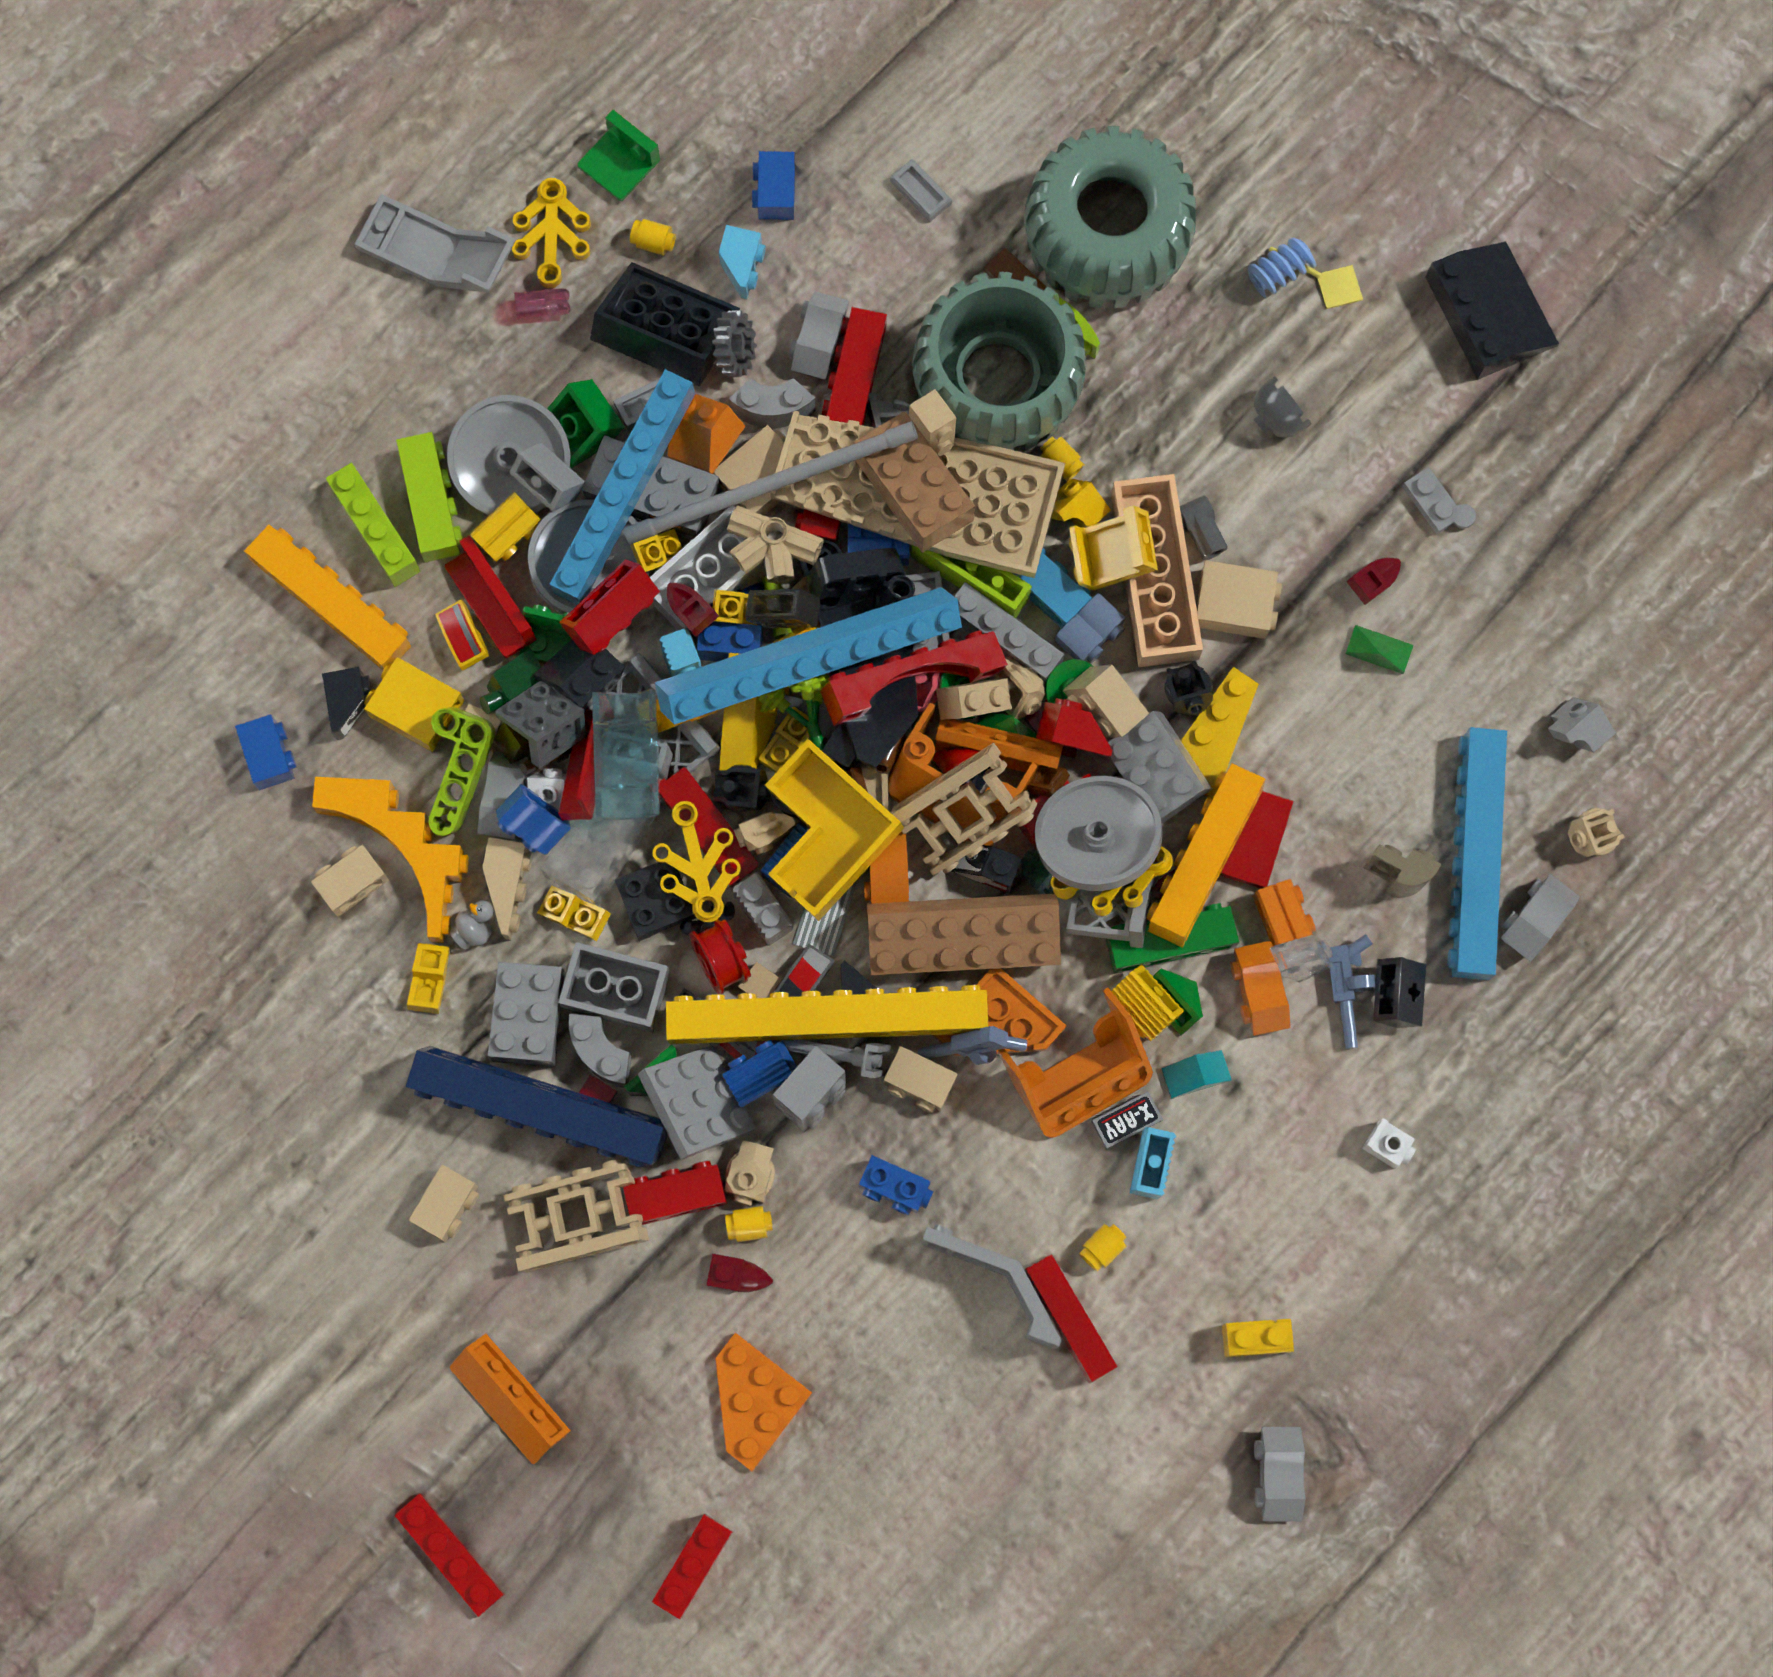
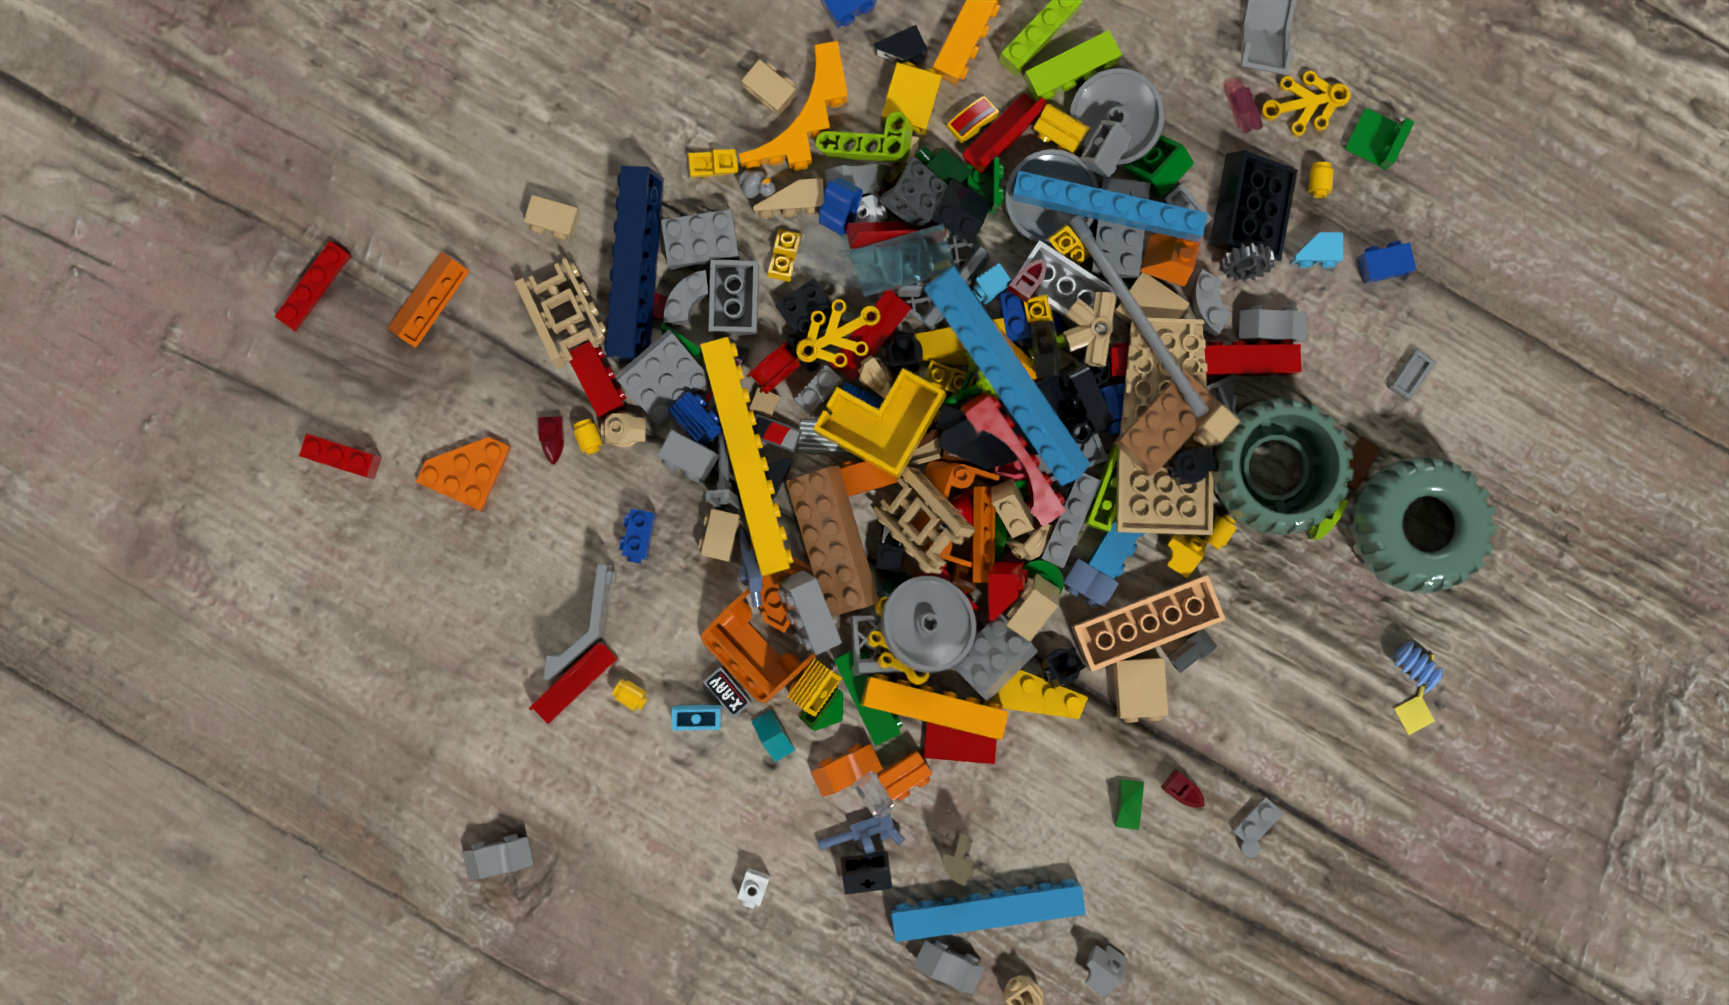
camera: 75 degrees right, 10 degrees up
(610, 607) = (1012, 220): red brick -> none
(973, 465) = (1191, 465): none -> black hand
(1048, 982) = (808, 612): none -> light grey brick
(1113, 549) = (1153, 586): yellow panel -> none
(1257, 1338) = (589, 820): yellow brick -> none
(1278, 411) = (1298, 689): dark grey cylinder -> none
(1490, 308) = (1426, 836): black slope -> none

